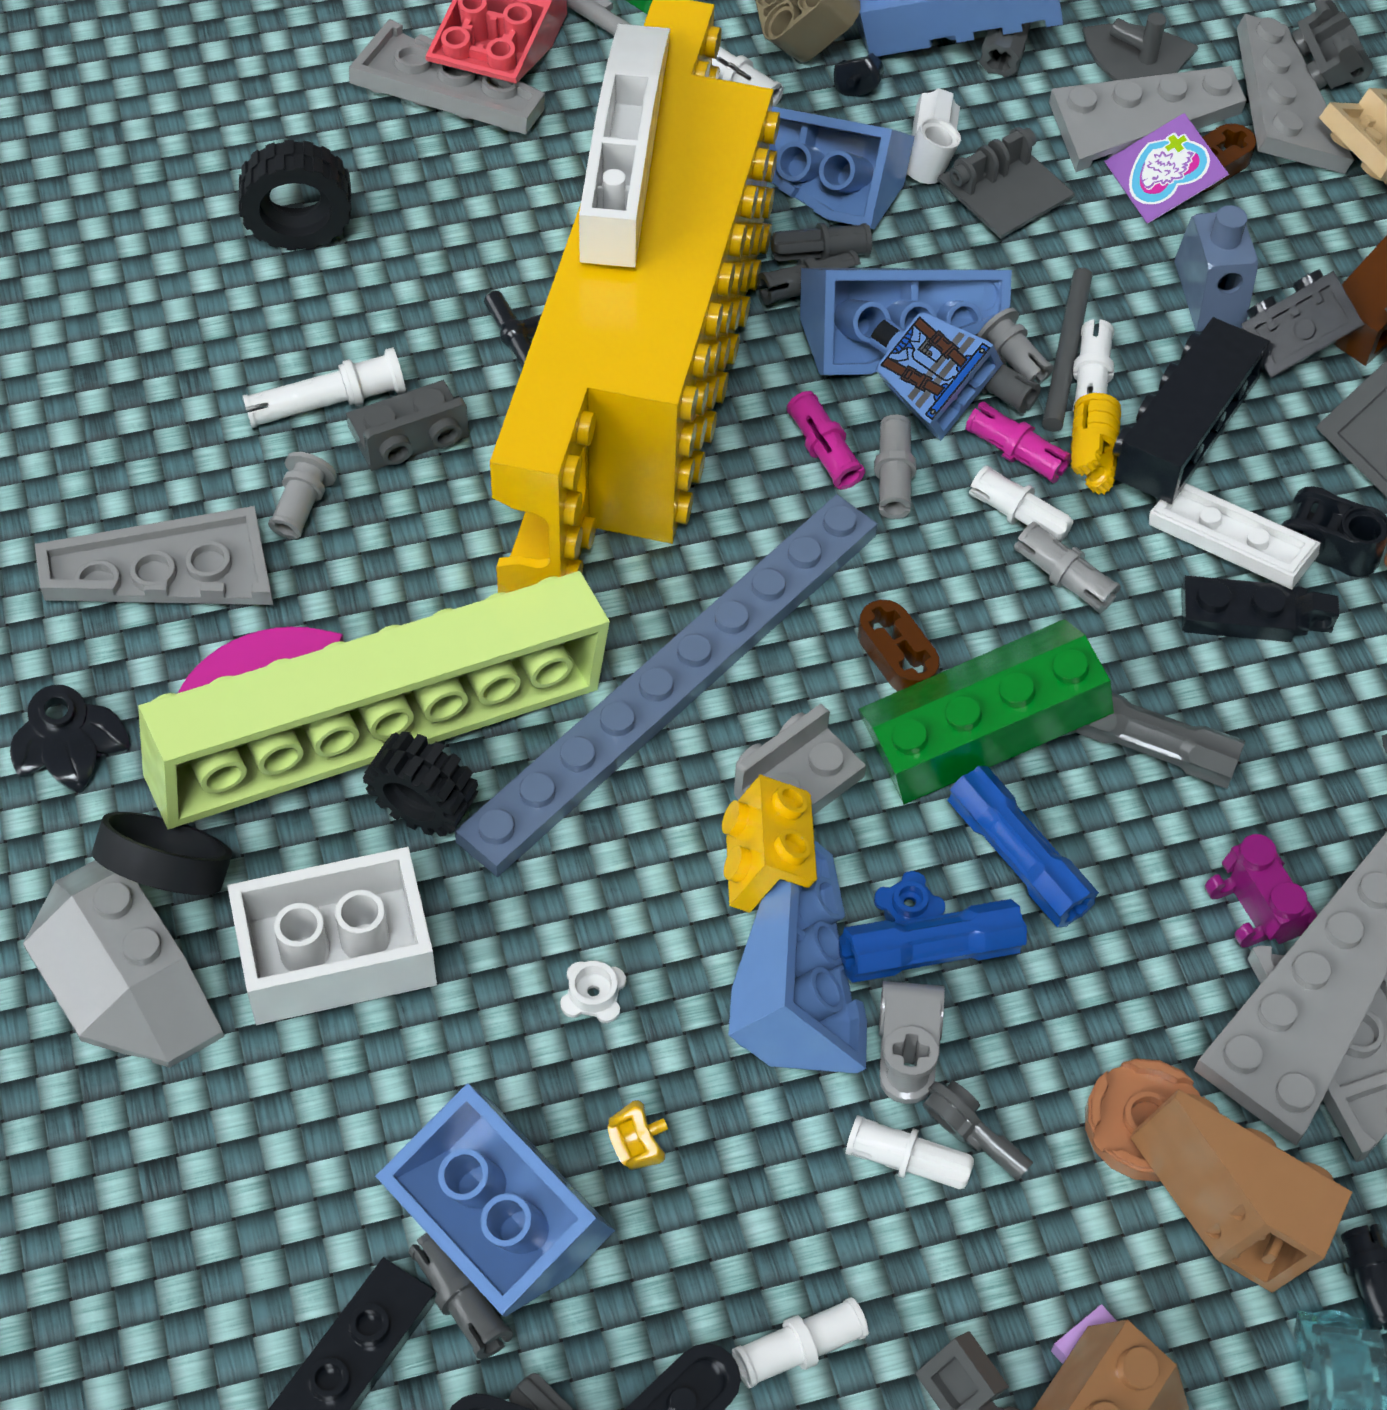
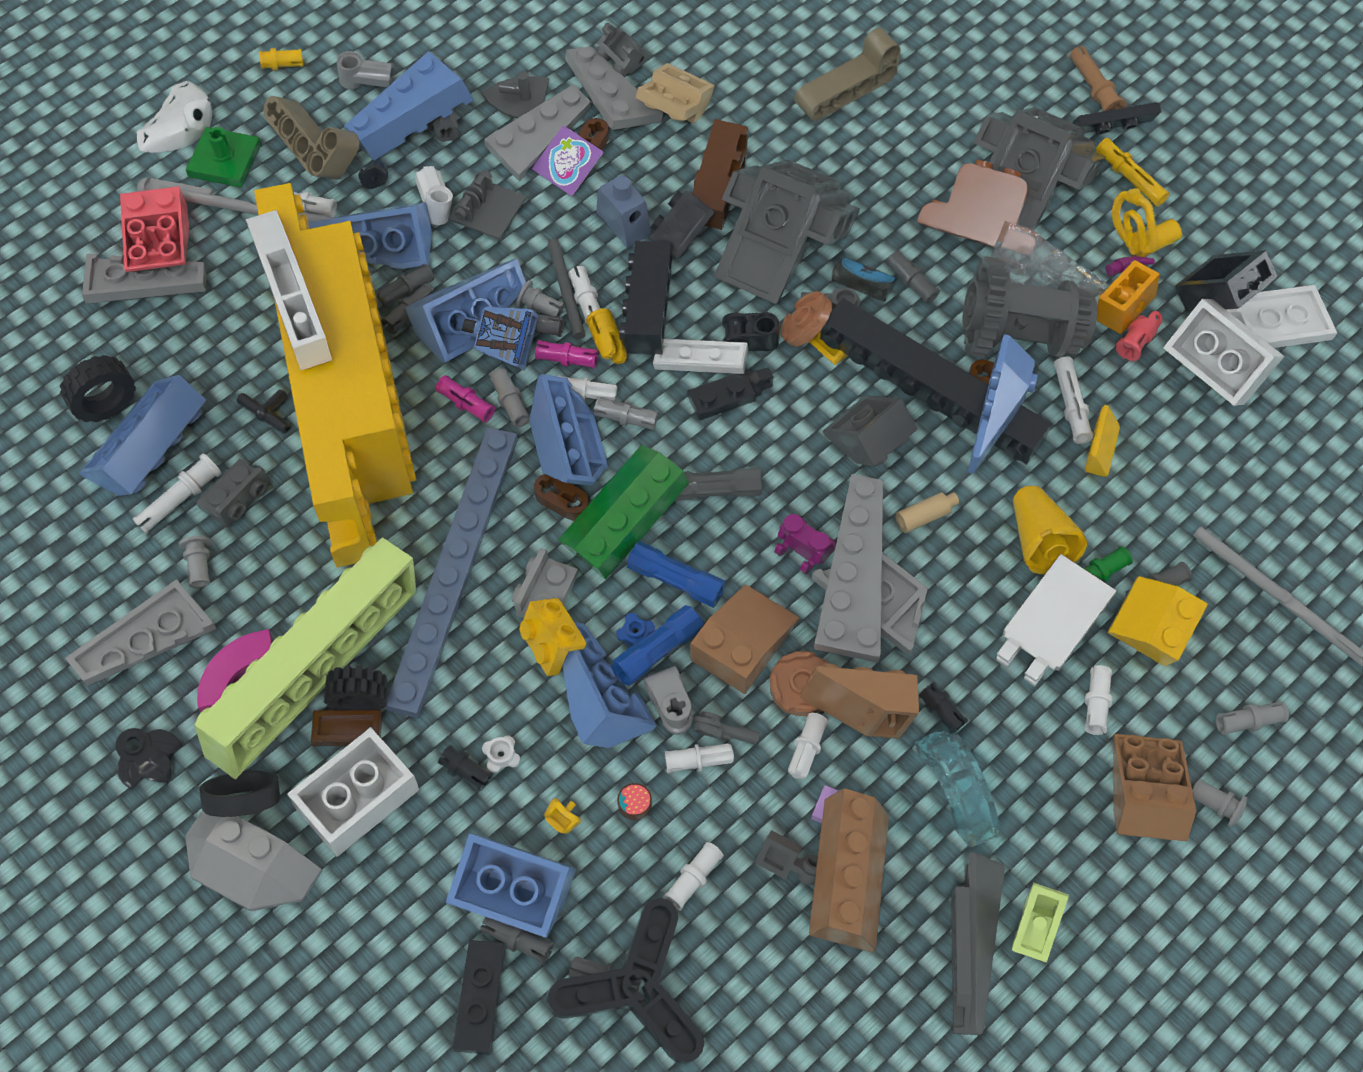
camera: 25 degrees left, 5 degrees up
(327, 291) = (144, 436): none -> medium blue slope
(363, 828) = (343, 726): none -> reddish brown tile
(521, 978) = (460, 764): none -> black pin
(767, 1172) = (634, 801): none -> tile
(955, 552) = (565, 433): none -> medium blue wedge
(1080, 997) = (742, 638): none -> medium nougat slope
(1104, 1224) = (807, 745): none -> white axle

